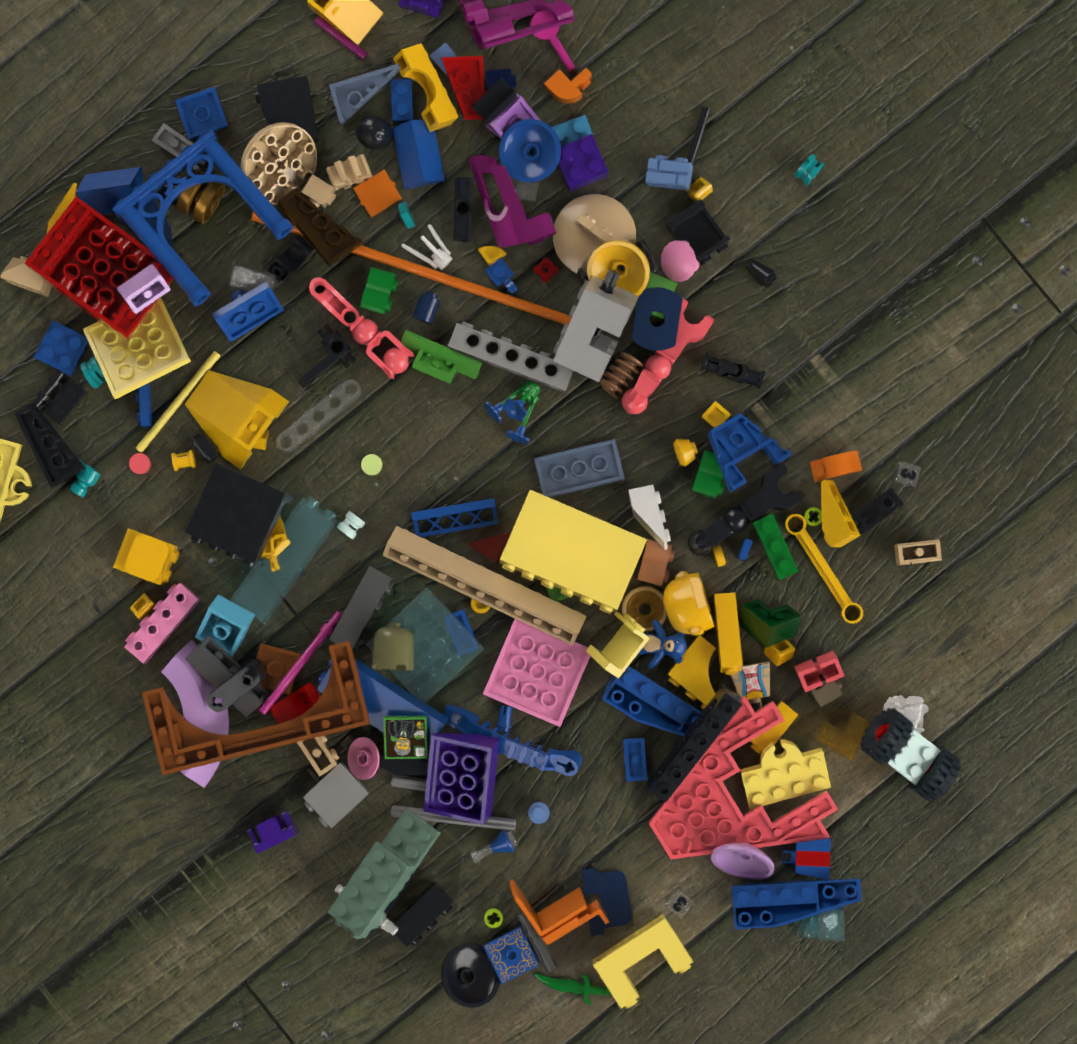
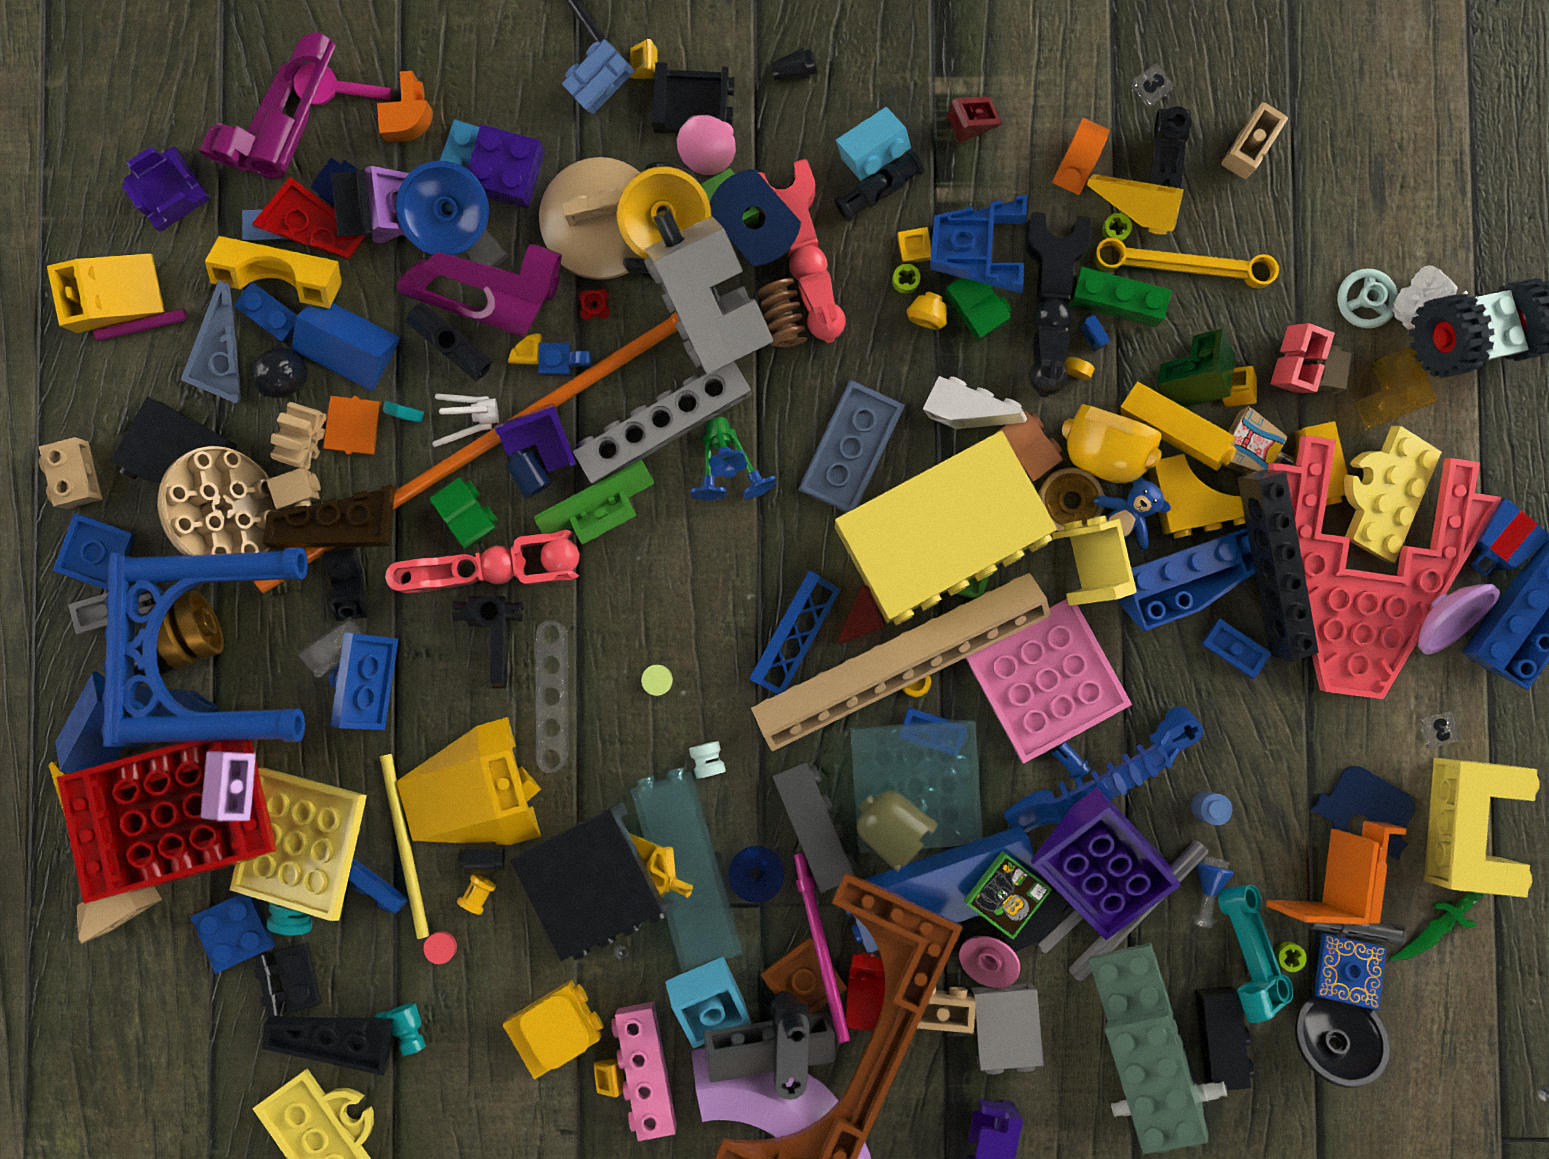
camera: 50 degrees left, 0 degrees up
(232, 66) = (69, 473): none -> tan brick
(301, 594) = (745, 885): none -> clear blue piece
(455, 296) = (538, 428): none -> dark purple panel
(468, 915) = (1268, 988): none -> teal piece
(699, 421) = (906, 269): none -> lime bush
(751, 350) = (873, 143): none -> medium azure brick
(811, 392) = (972, 117): none -> dark red slope
(891, 681) = (1379, 292): none -> light aqua piece

